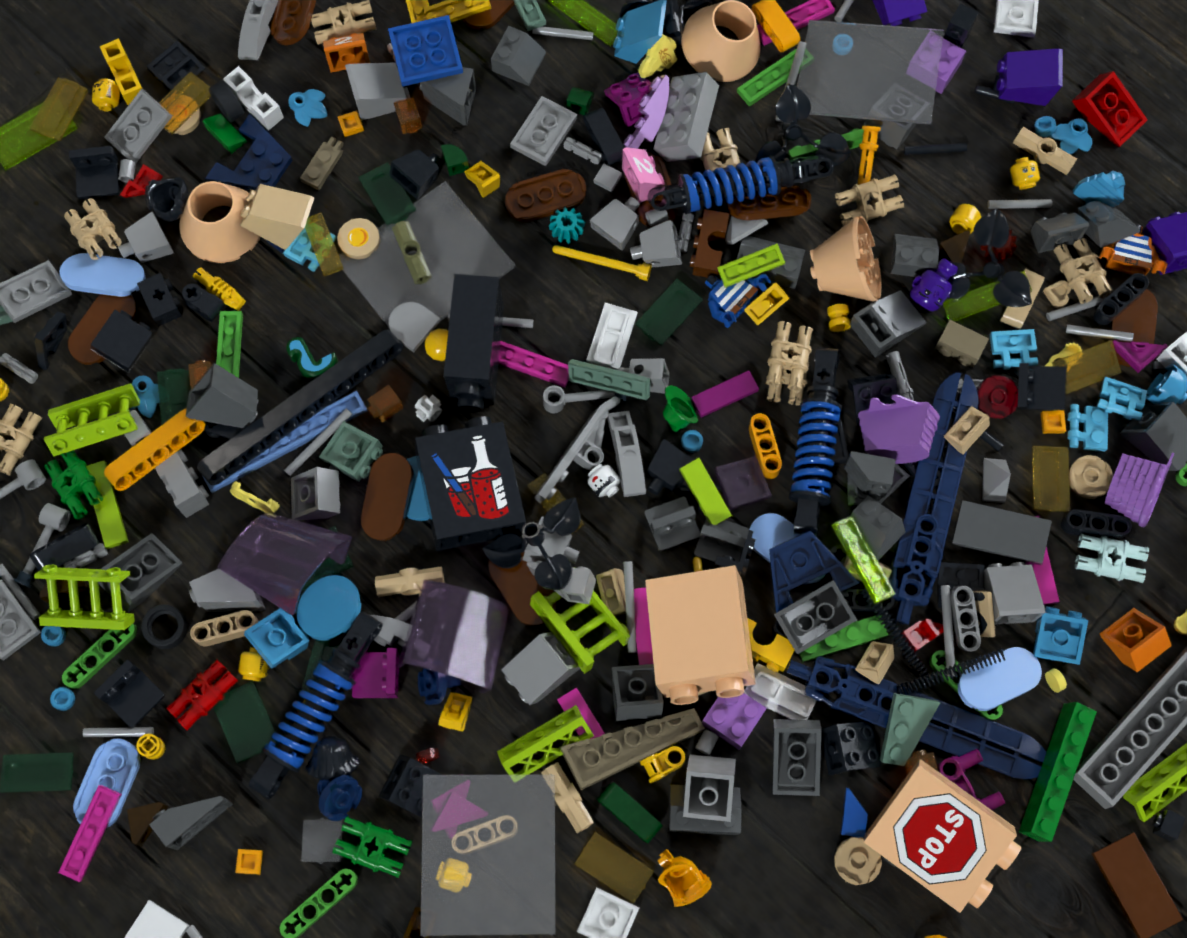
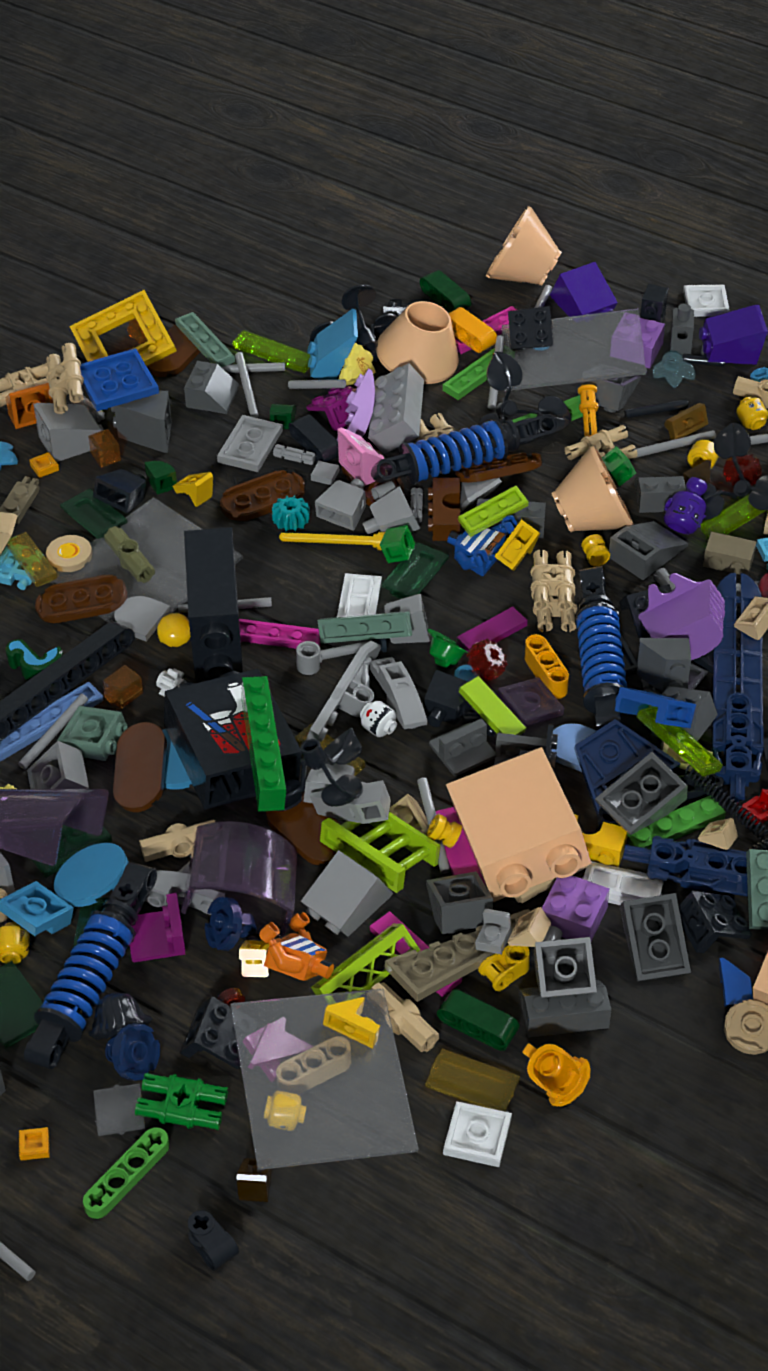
camera: 10 degrees left, 25 degrees down
(362, 295) = (81, 599): none -> reddish brown tile
(376, 42) = (64, 378): none -> tan pin
(488, 725) = (295, 953): none -> orange torso
(491, 516) = (263, 744): none -> green brick
(515, 808) = (346, 1019): none -> yellow slope
(552, 56) = (246, 385): none -> light grey bar
(618, 69) = (316, 384): none -> light grey bar
(636, 620) = (444, 830): none -> yellow wheel
(657, 281) = (397, 544): none -> green brick
(658, 736) = (494, 931): none -> light grey bracket
(689, 740) = (530, 929): none -> tan slope
(712, 432) = (487, 659): none -> clear red gear
(833, 39) = (530, 328): none -> black bracket
(853, 523) = (669, 712): none -> blue panel
(880, 222) = (618, 466): none -> green brick
(943, 196) = (676, 443): none -> light grey bar
(961, 173) = (687, 421): none -> pearl gold tile
(962, 104) = (674, 370): none -> clear light blue plate
(981, 54) = (682, 323): none -> dark grey torso

